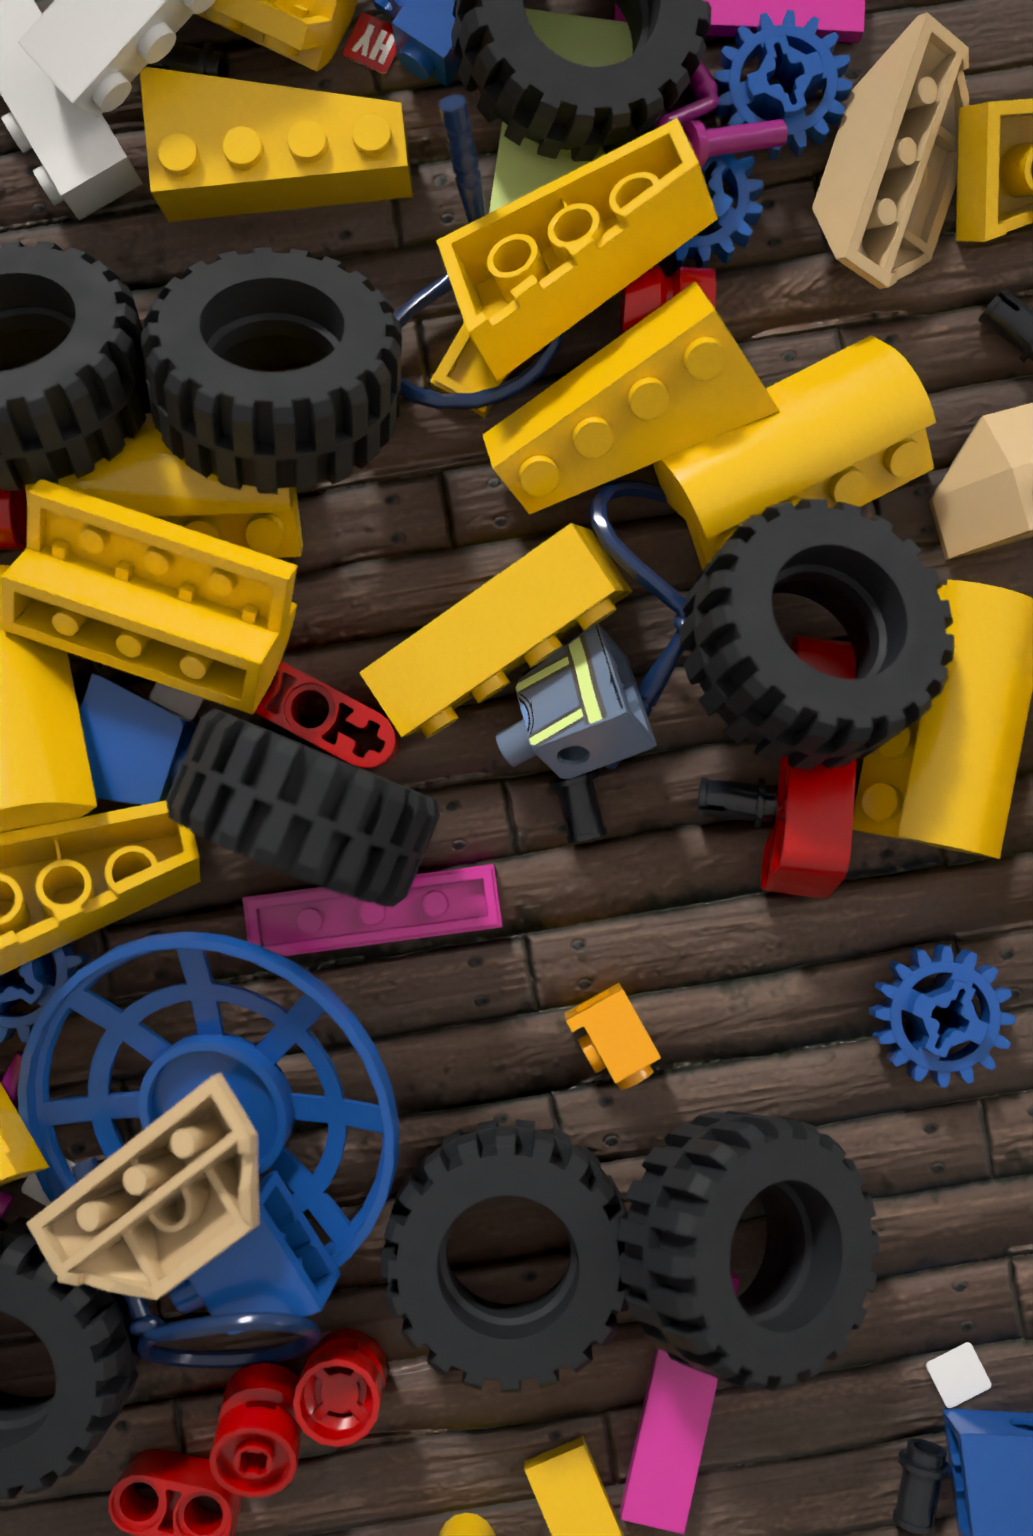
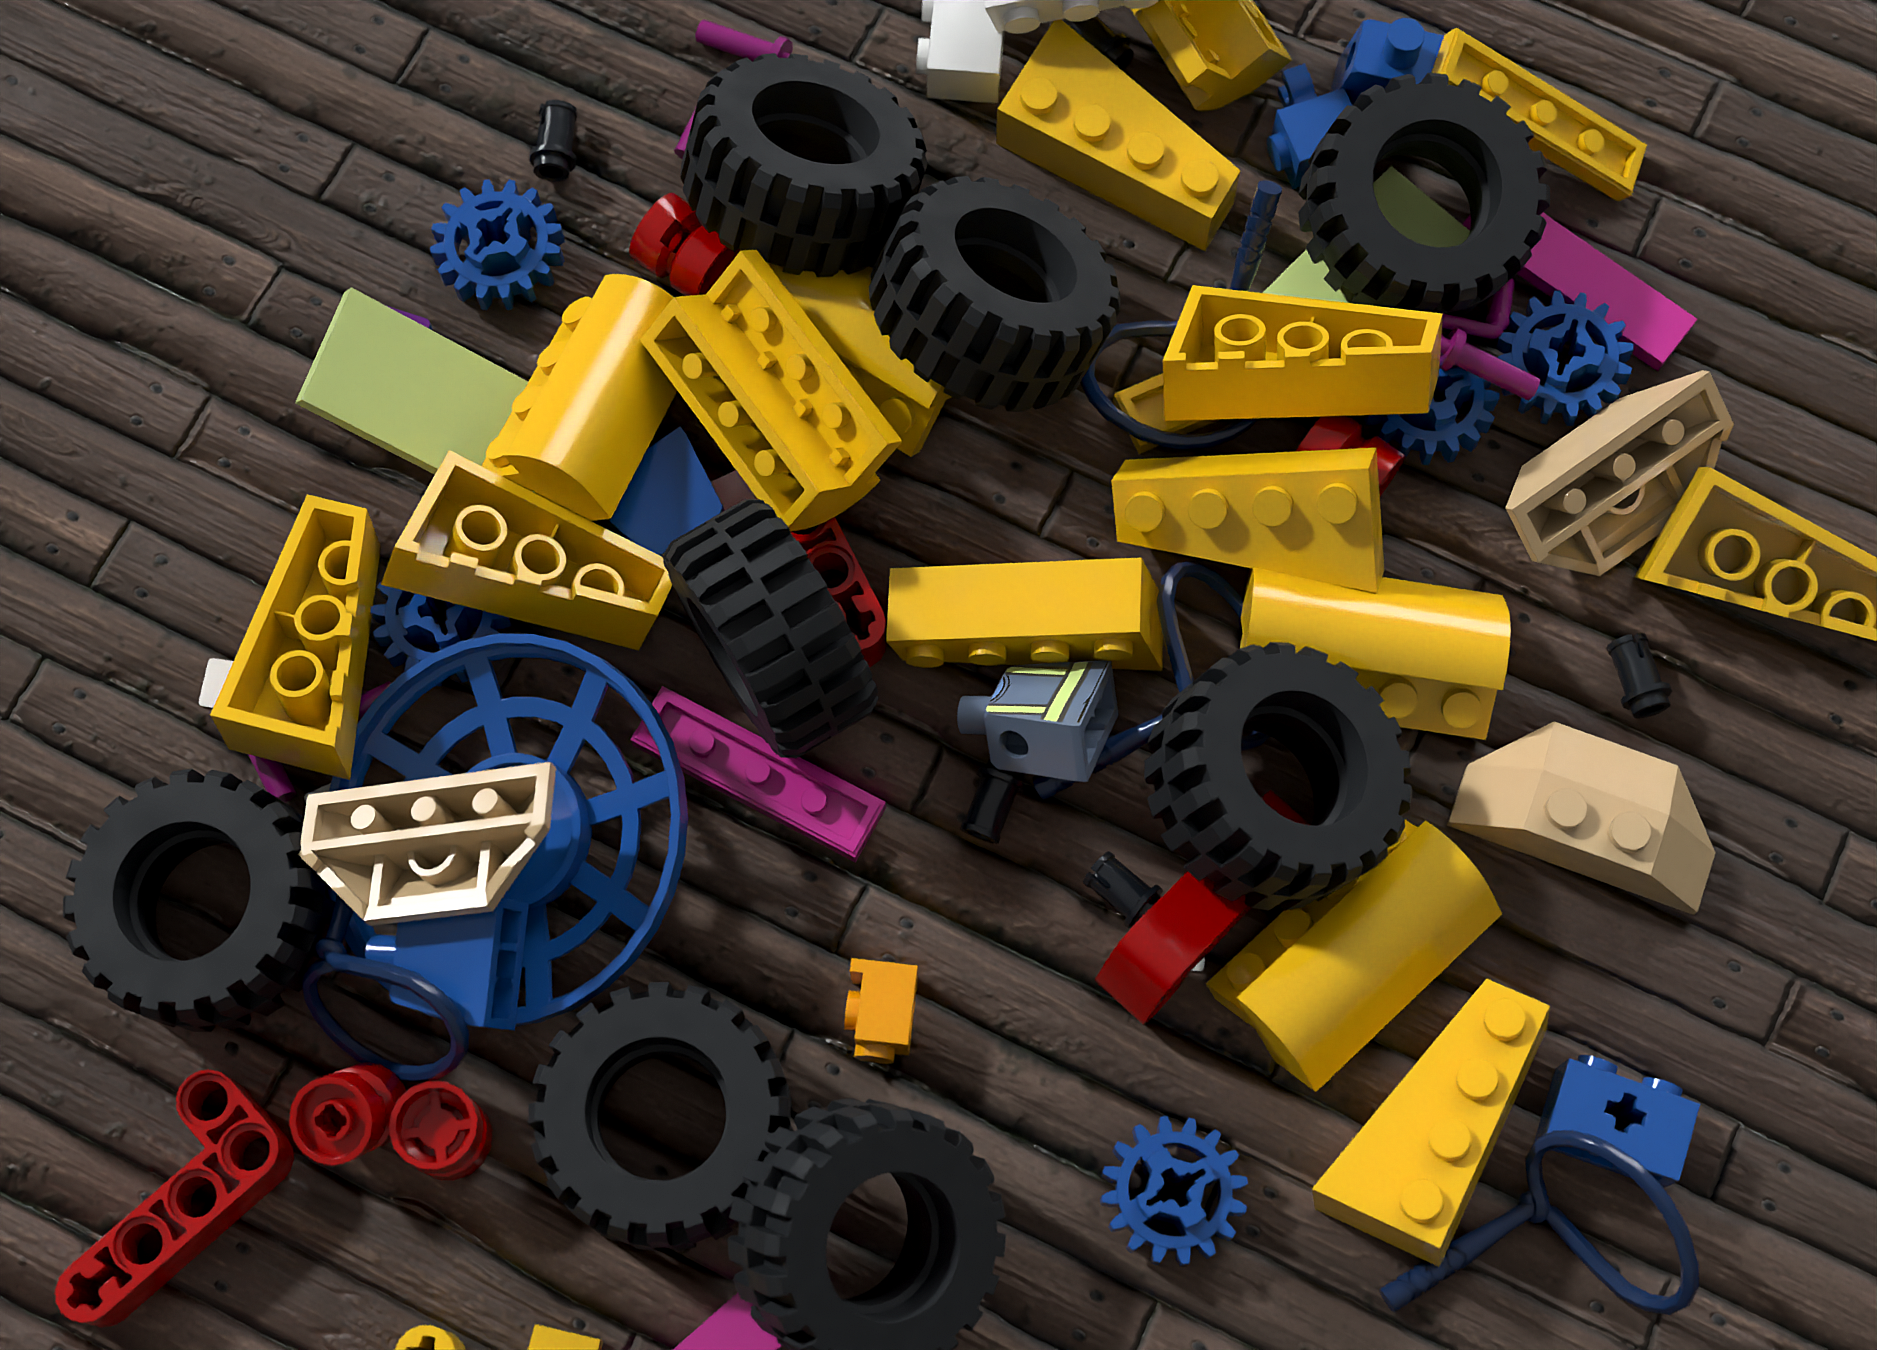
camera: 30 degrees right, 15 degrees down
(371, 43) = (1254, 118): red sticker -> none

